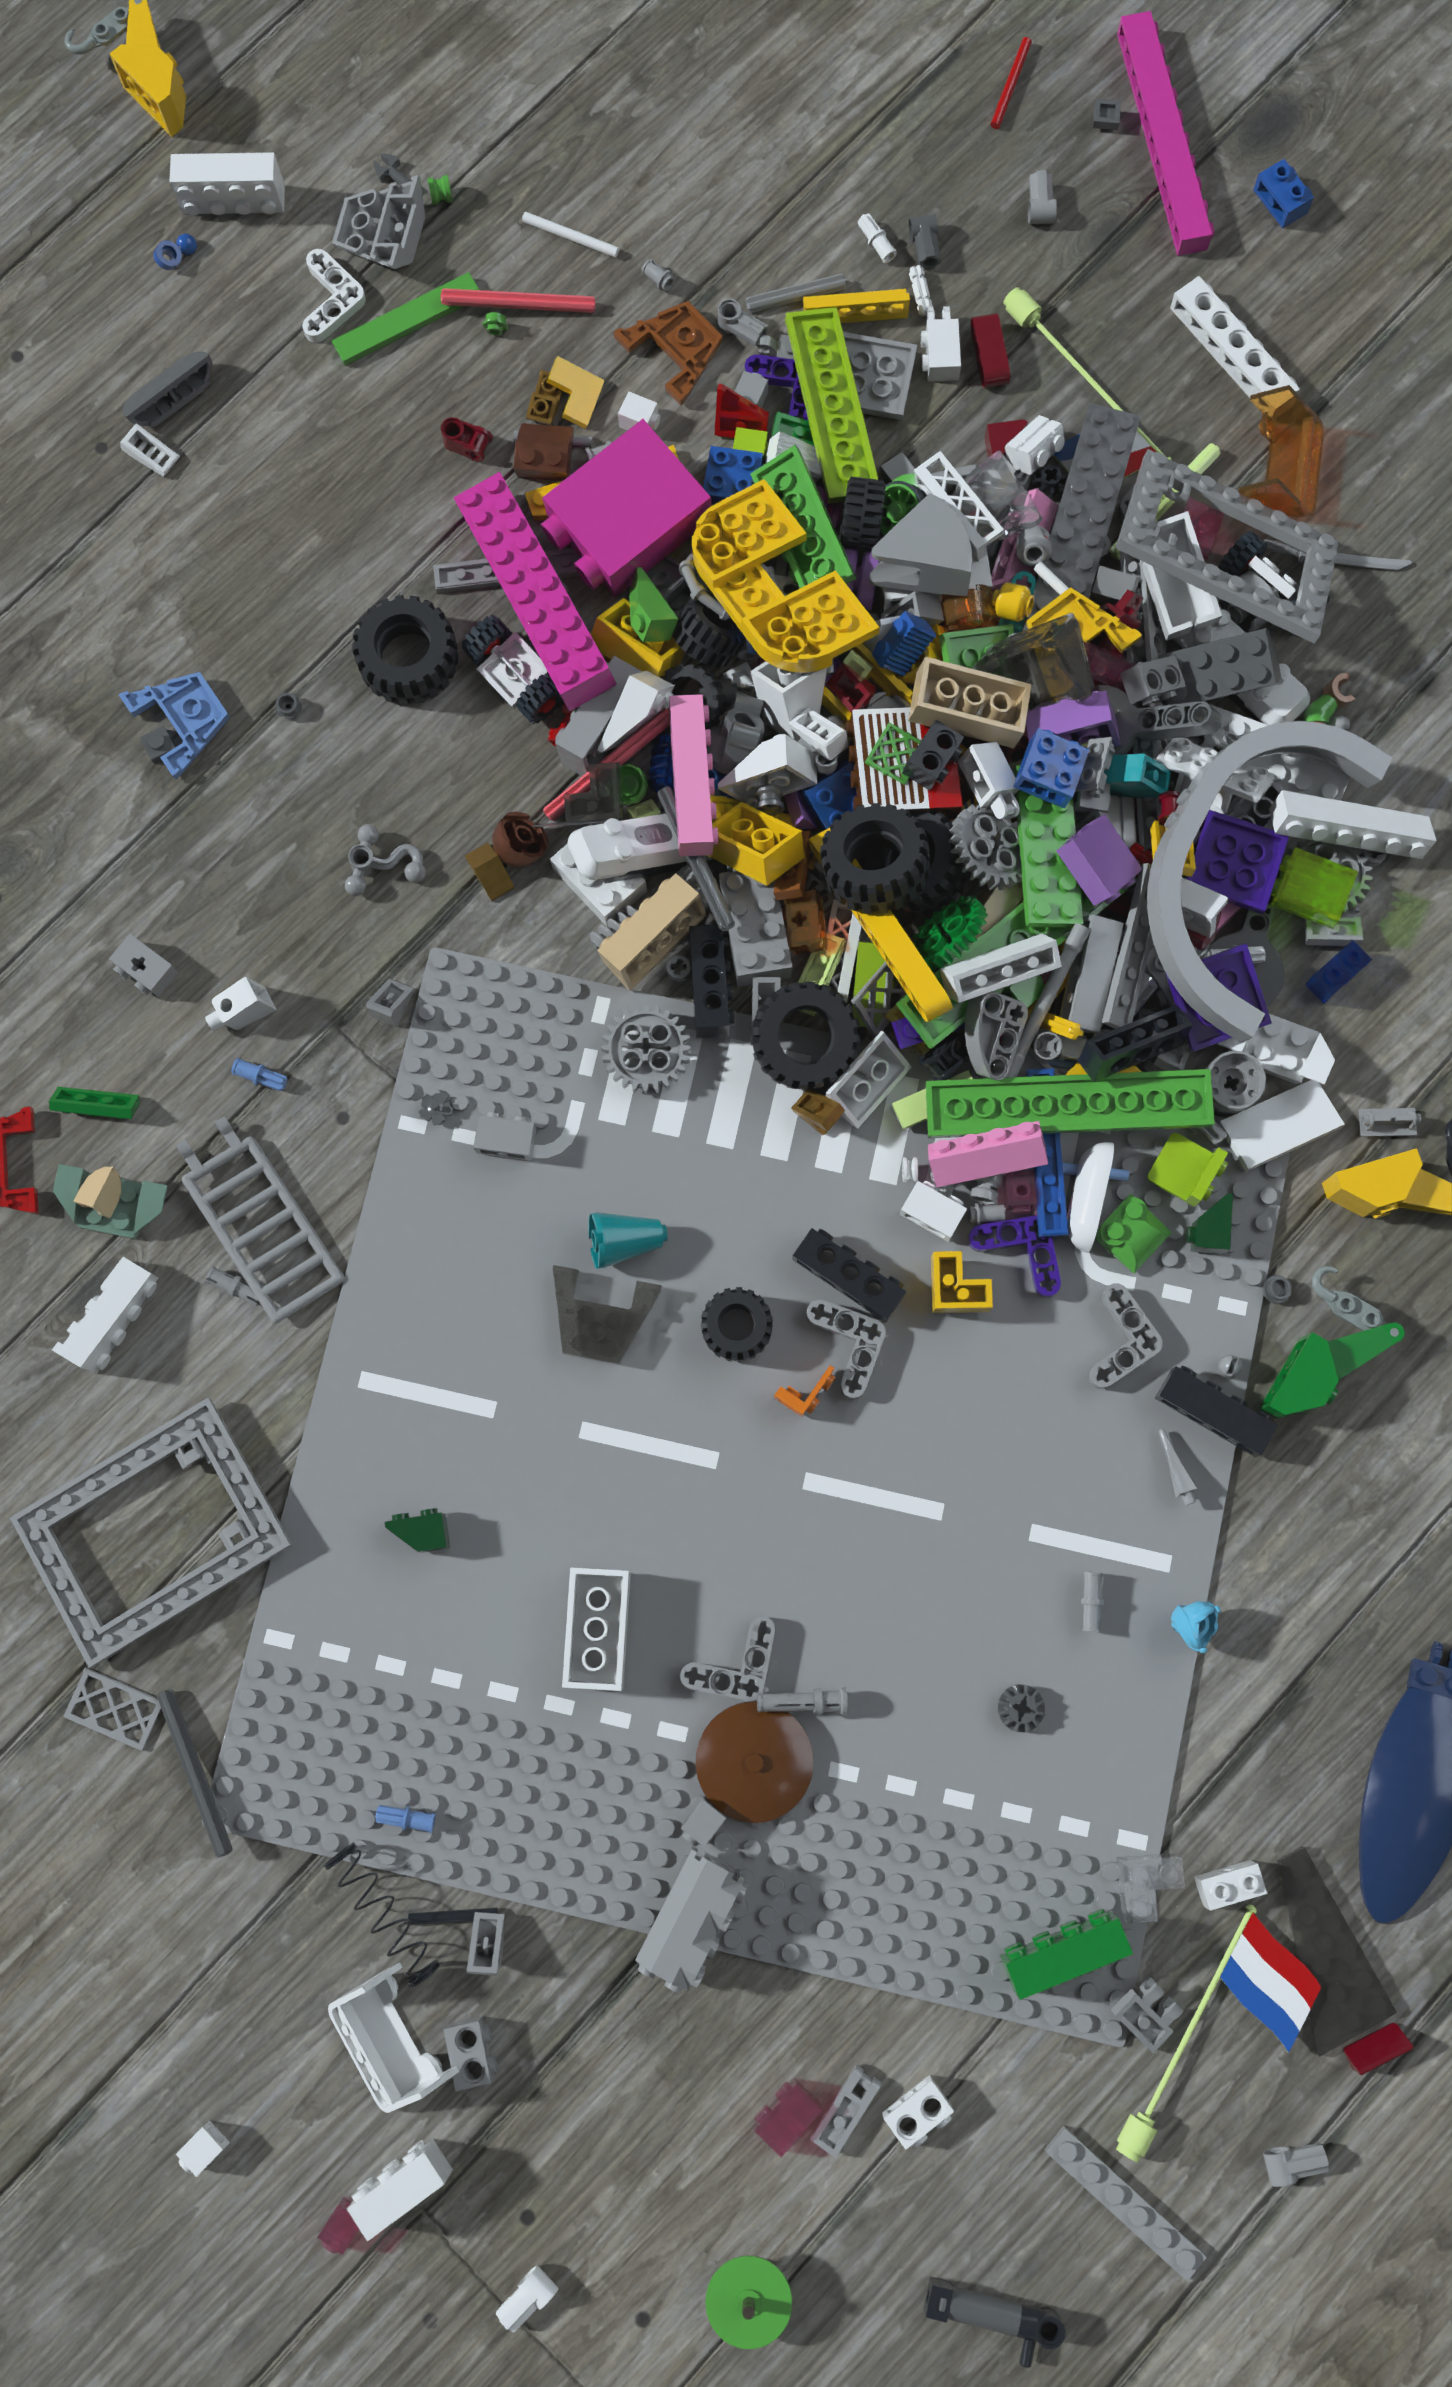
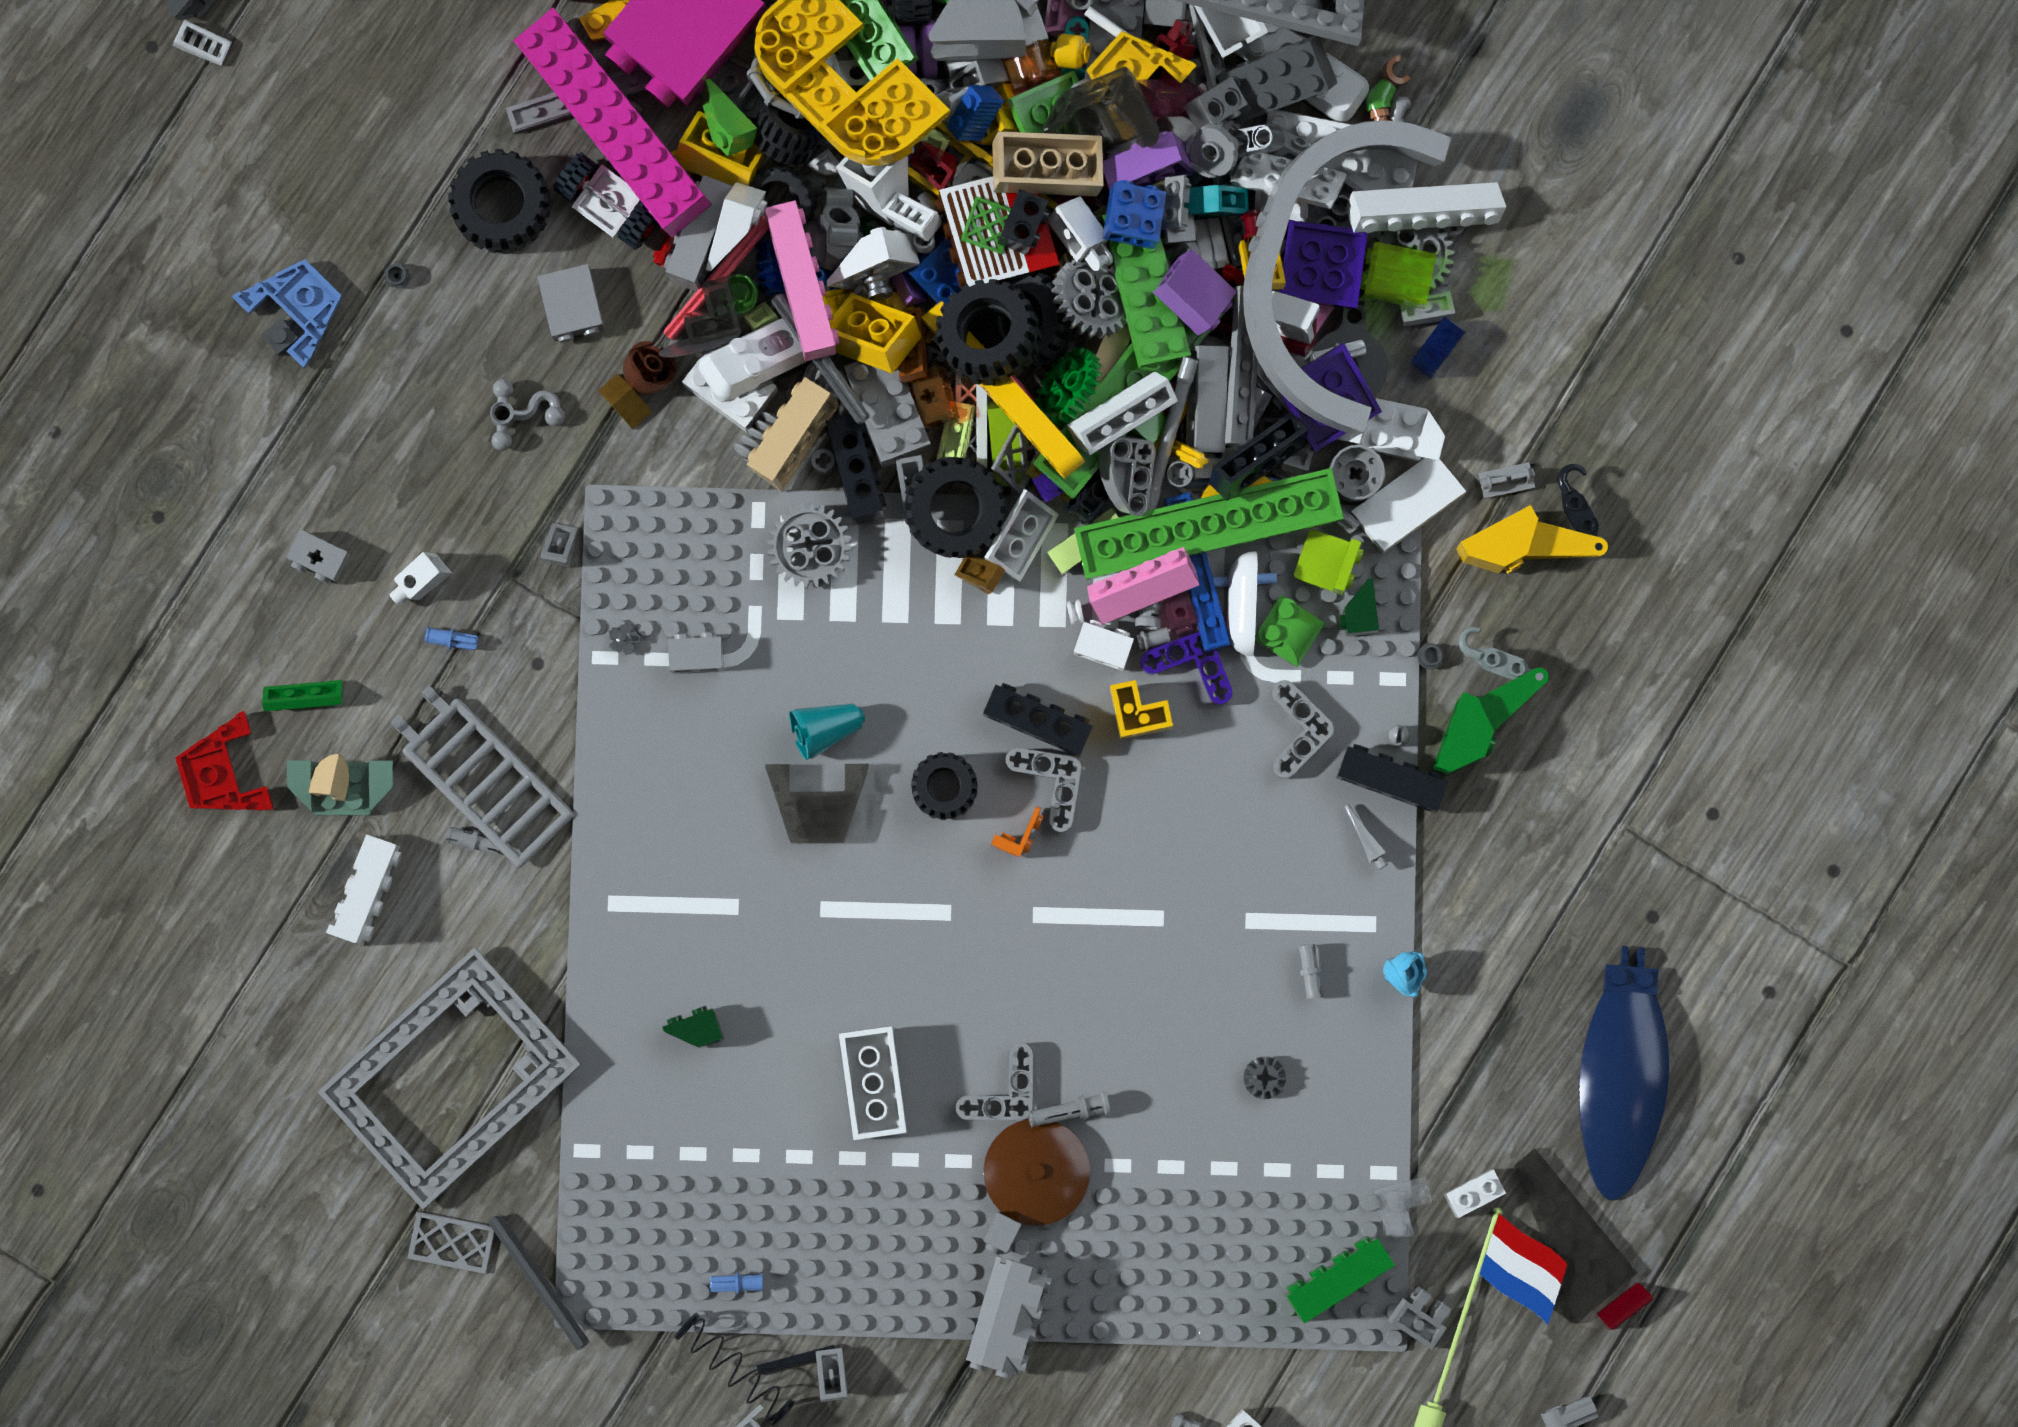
camera: 15 degrees left, 5 degrees up
(455, 763) = (571, 303): none -> light grey brick
(1158, 721) = (1222, 141): none -> light grey plate

